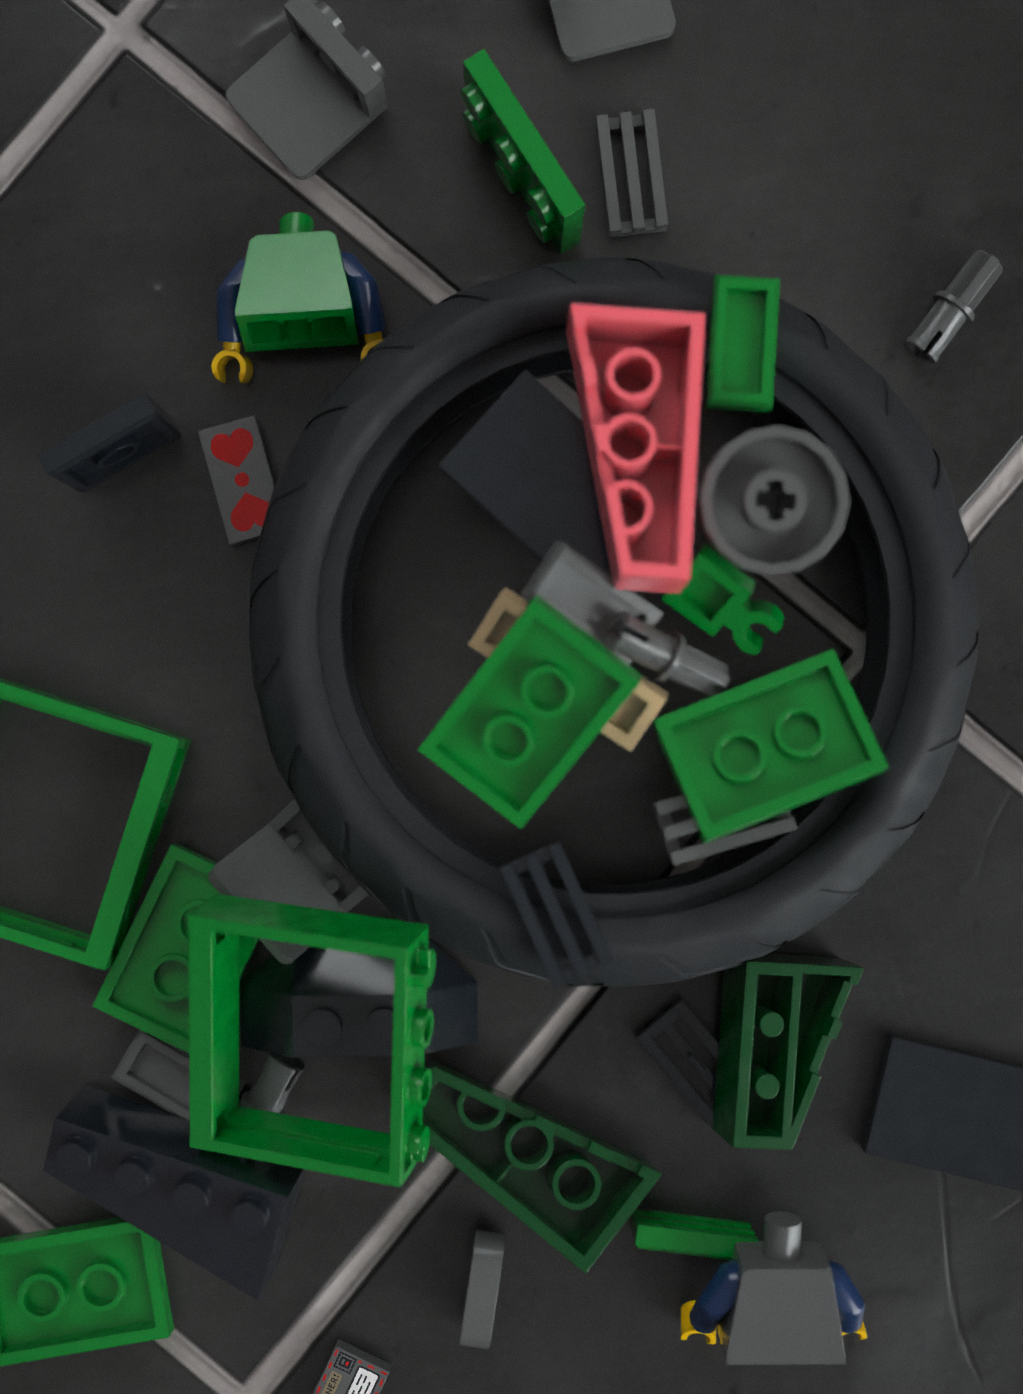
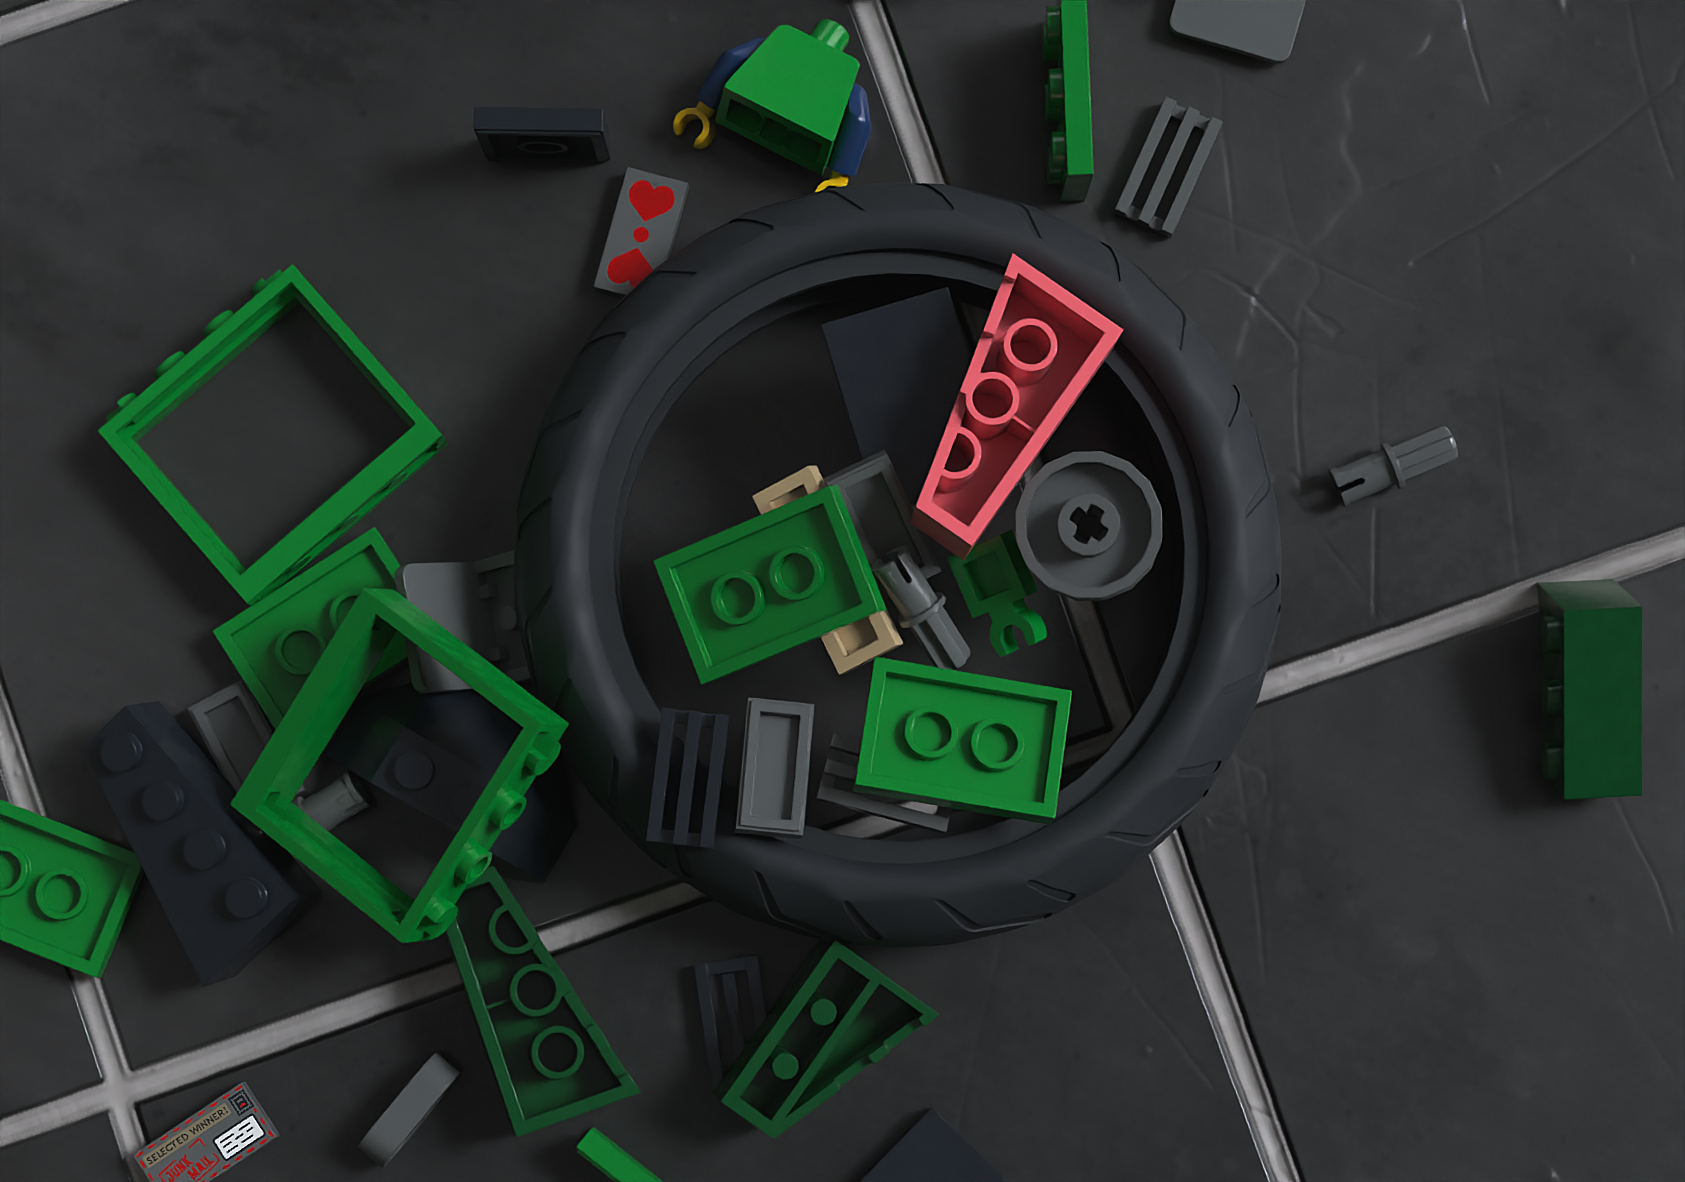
camera: 30 degrees right, 5 degrees down
(623, 861) = (774, 768): none -> dark grey tile
(742, 343) = (1152, 377): green tile -> none

